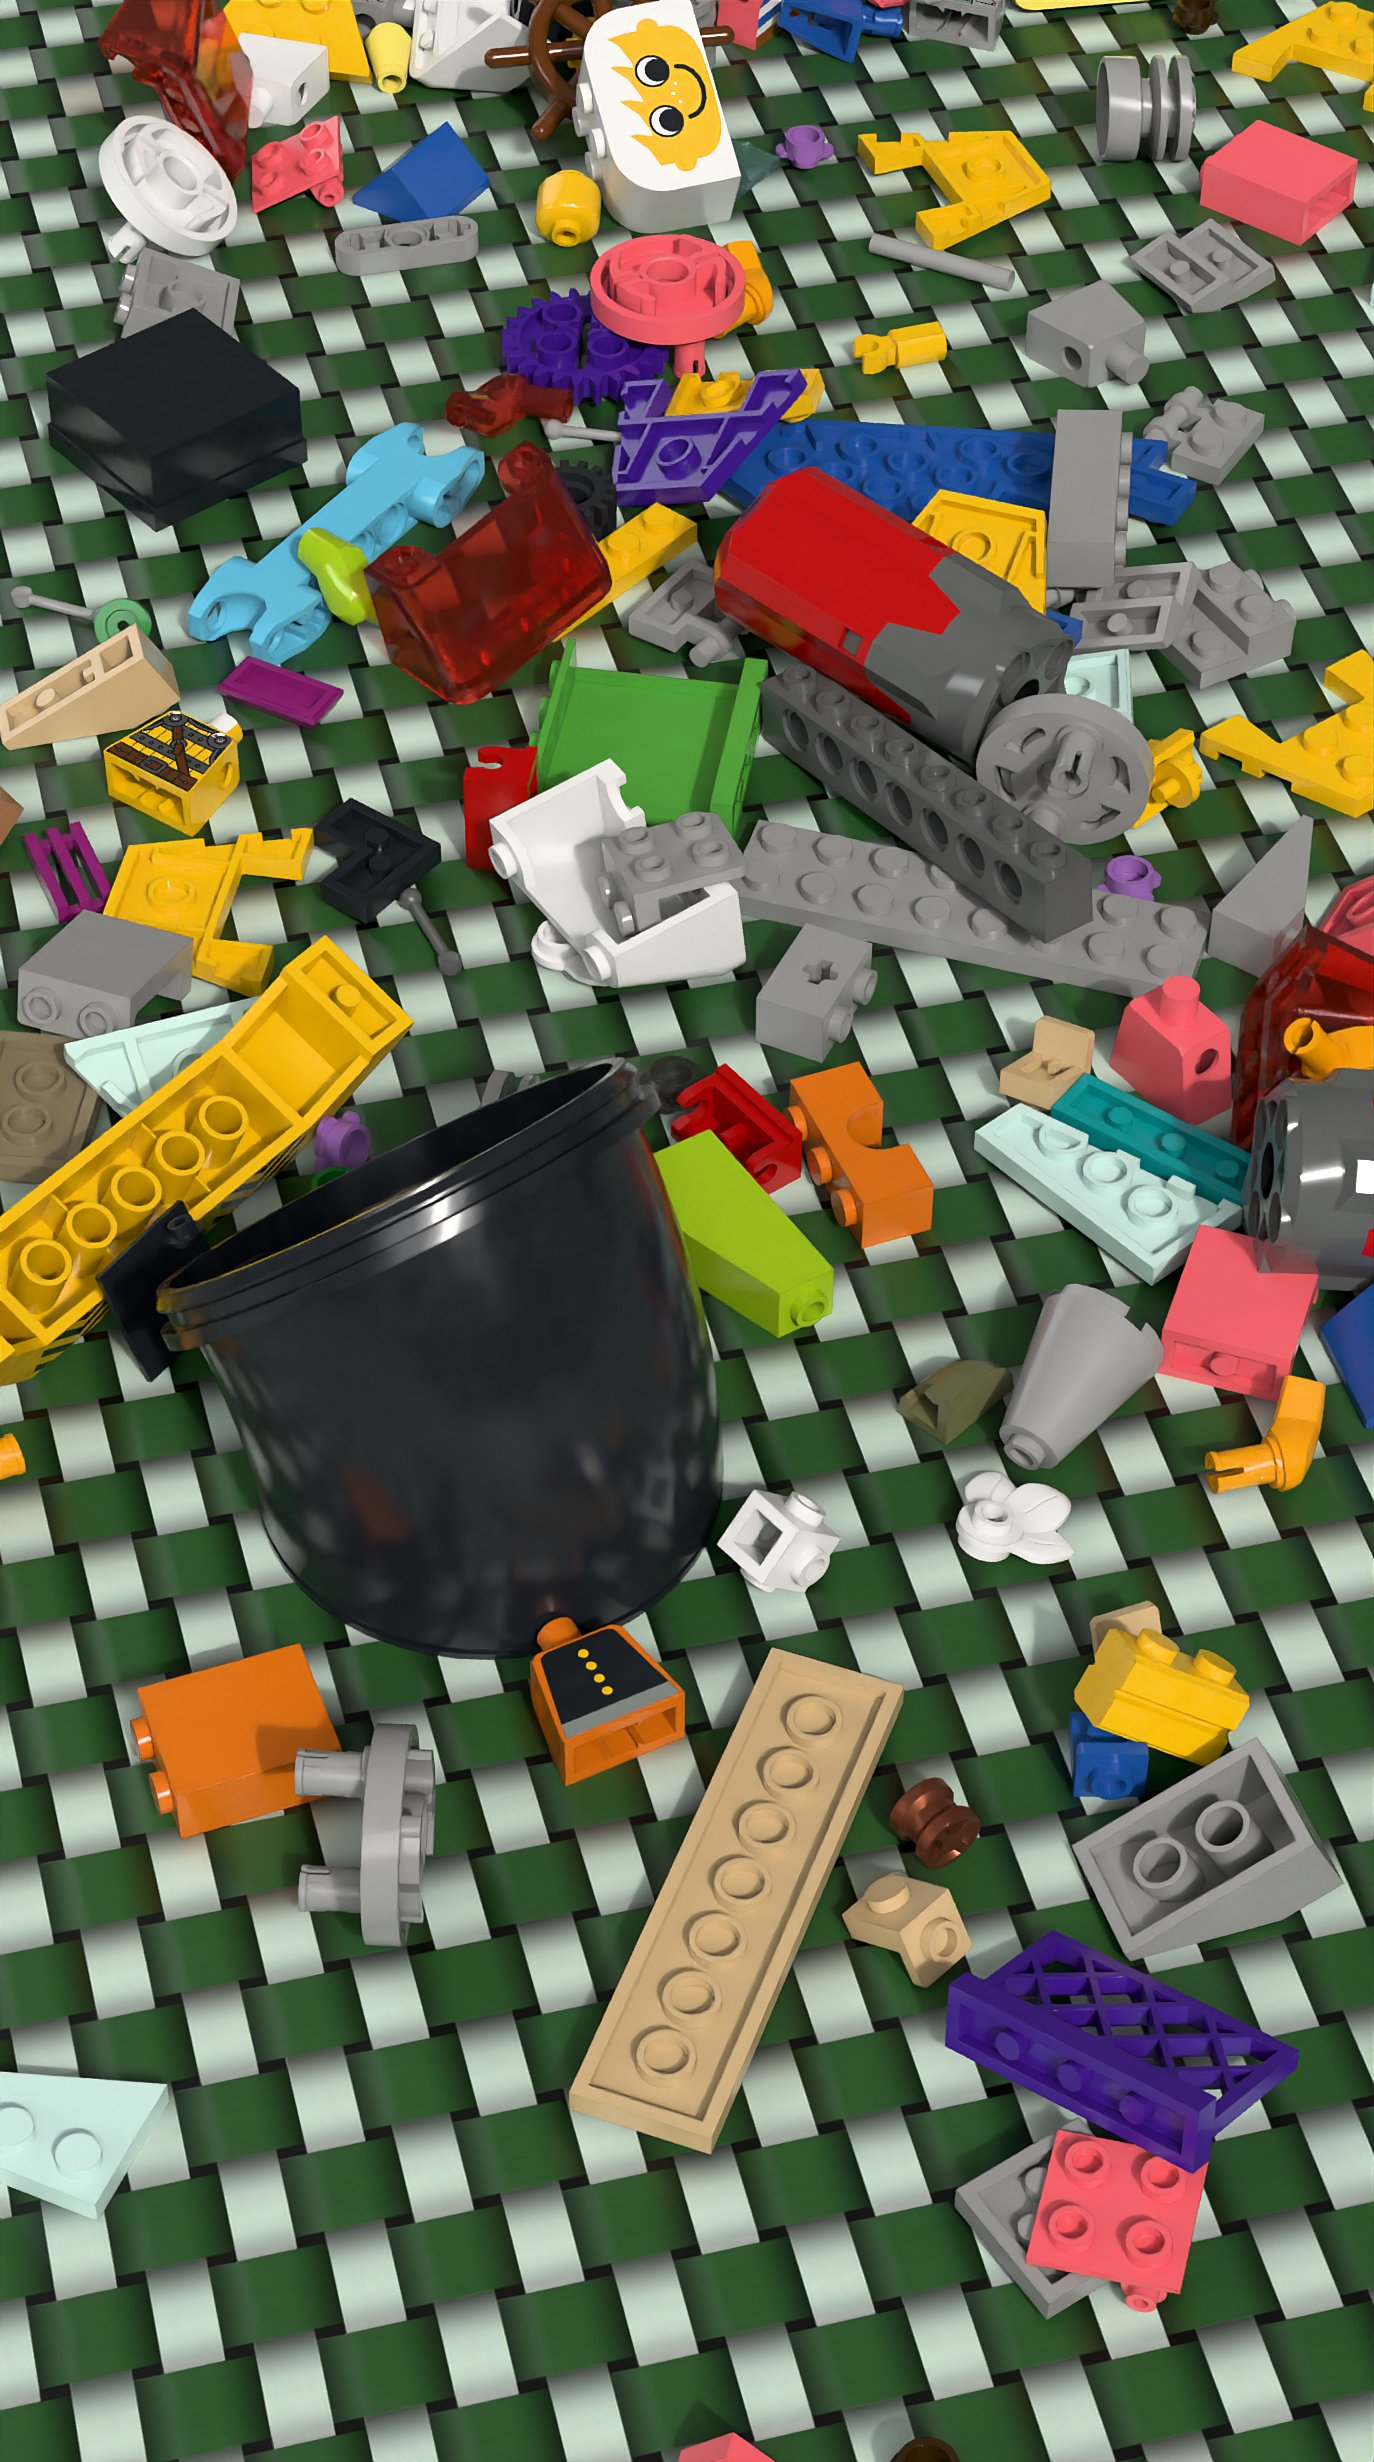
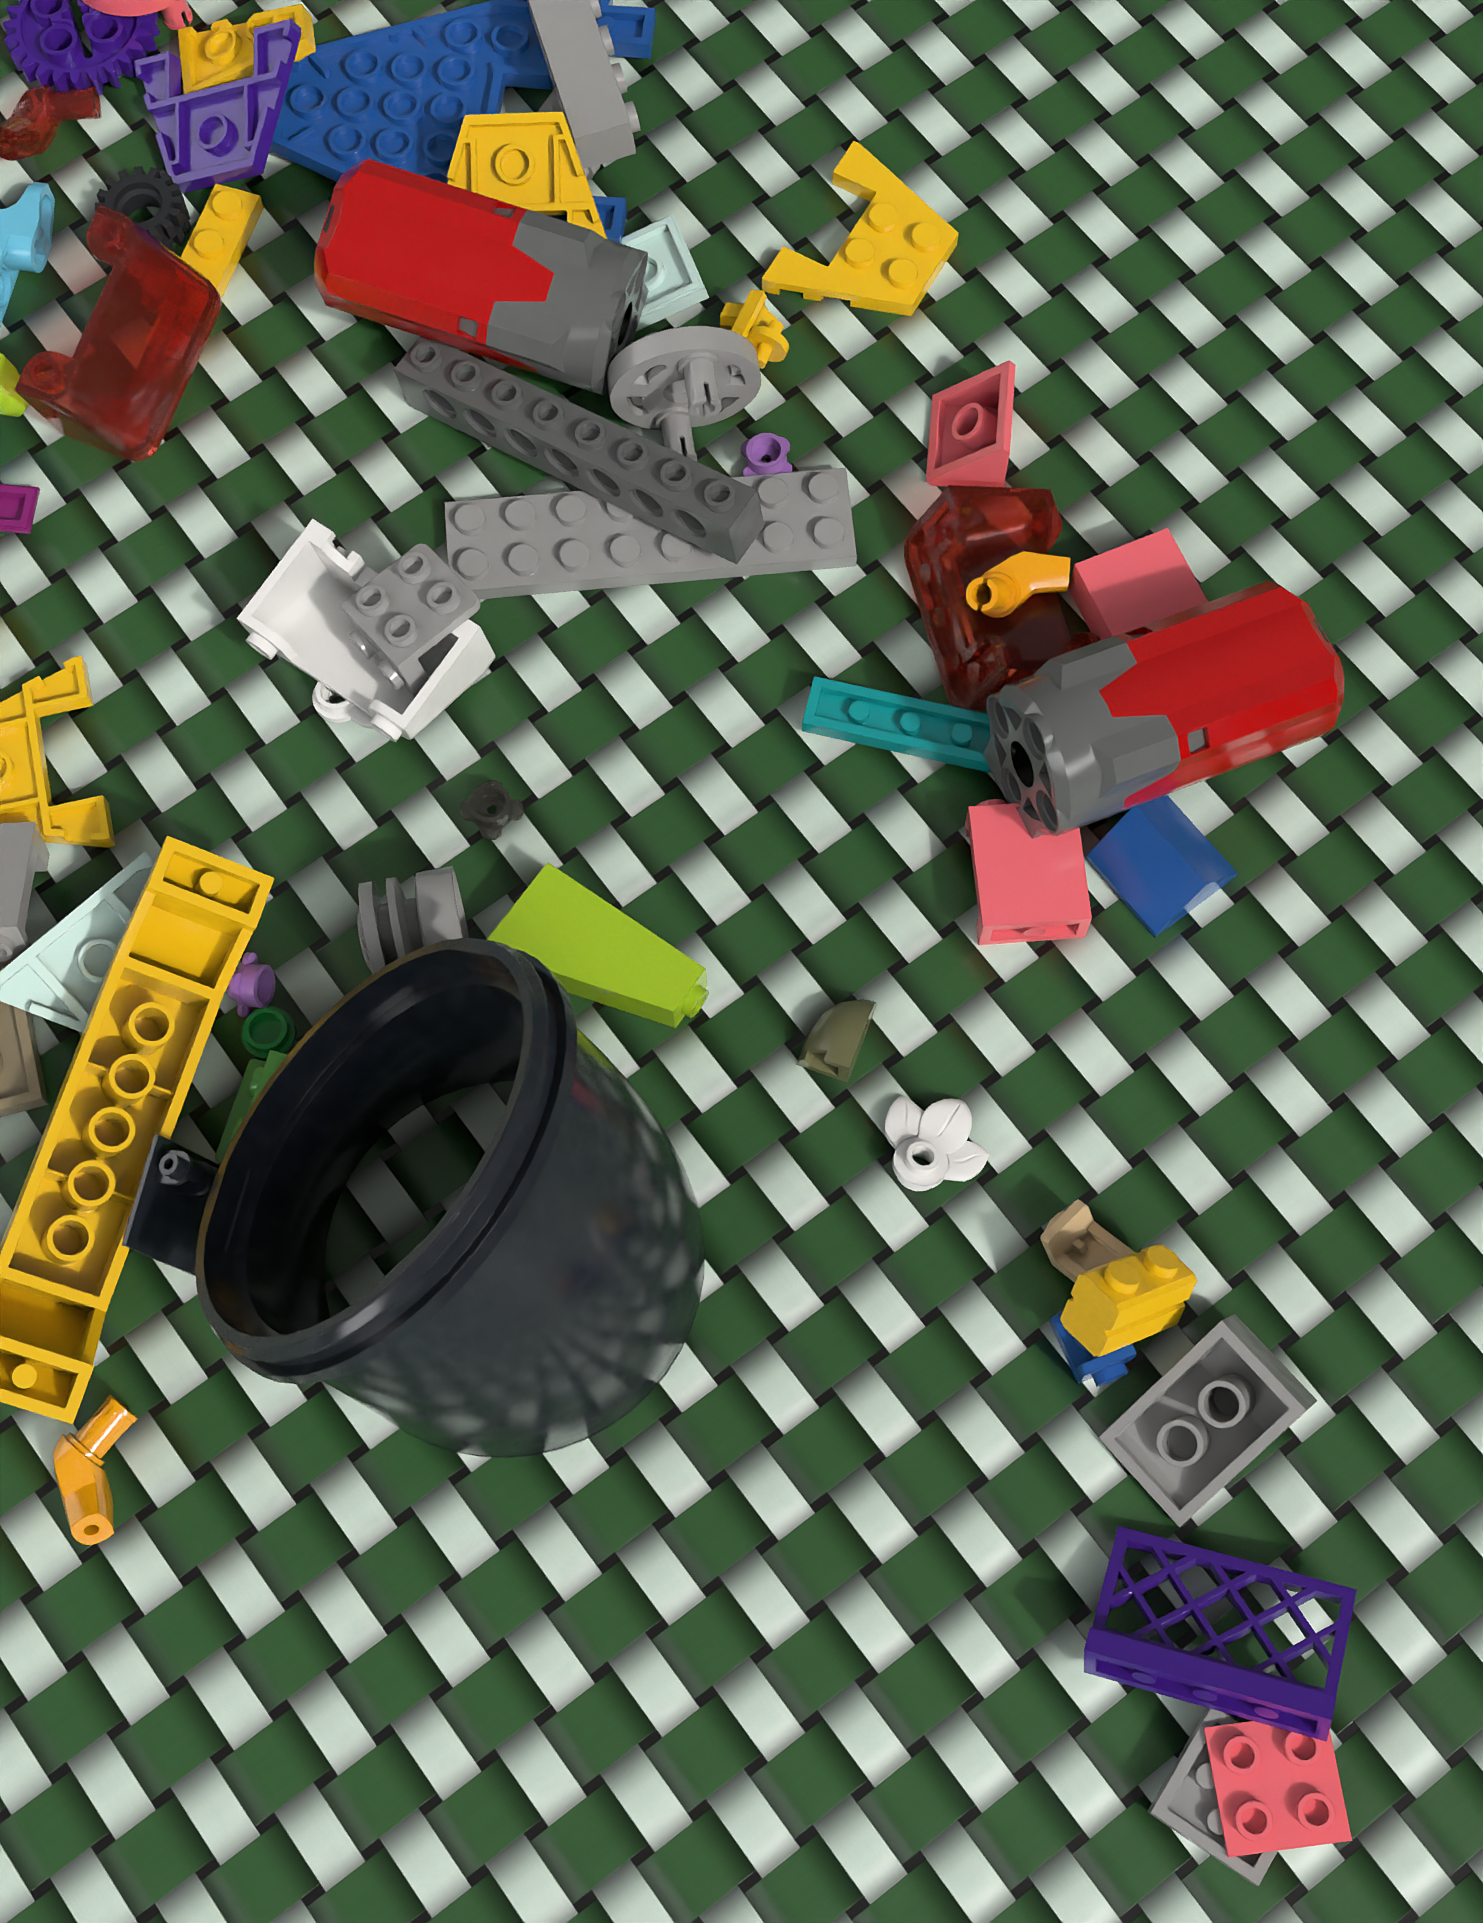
camera: 20 degrees left, 25 degrees up
(231, 1738) = (428, 1622): orange brick -> none
(378, 856) = (155, 663): black plate -> none
(397, 1831) = (604, 1698): light grey piece -> none
(448, 961) = (251, 743): dark grey hinge -> none
(493, 793) = (234, 582): red hinge -> none
(555, 429) = (94, 128): light grey hinge -> none
(601, 1699) = (690, 1457): torso -> none
(673, 737) = (321, 451): bright green panel -> none
(682, 613) = (285, 297): light grey plate -> none
(737, 1902) = (877, 1603): tan plate -> none
(746, 1126) = (567, 840): red hinge -> none
(780, 1541) = (772, 1254): white brick -> none
(815, 993) = (563, 645): light grey brick -> none
(871, 1190) = (698, 861): orange arch -> none
(911, 1920) = (1012, 1571): tan bracket -> none
(934, 1823) = (995, 1470): copper wheel -> none
(1056, 1062) = (783, 680): tan bracket -> none
(1075, 1374) = (930, 1001): light grey cone -> none
(1103, 1193) = (887, 794): light aqua wing -> none
(1141, 609) = (665, 171): light grey slope -> none
(1175, 1052) = (880, 634): coral torso -> none
(1231, 628) = (730, 155): light grey plate -> none
(1266, 906) = (891, 448): light grey slope -> none
(1286, 1449) = (1113, 991): light orange arm -> none

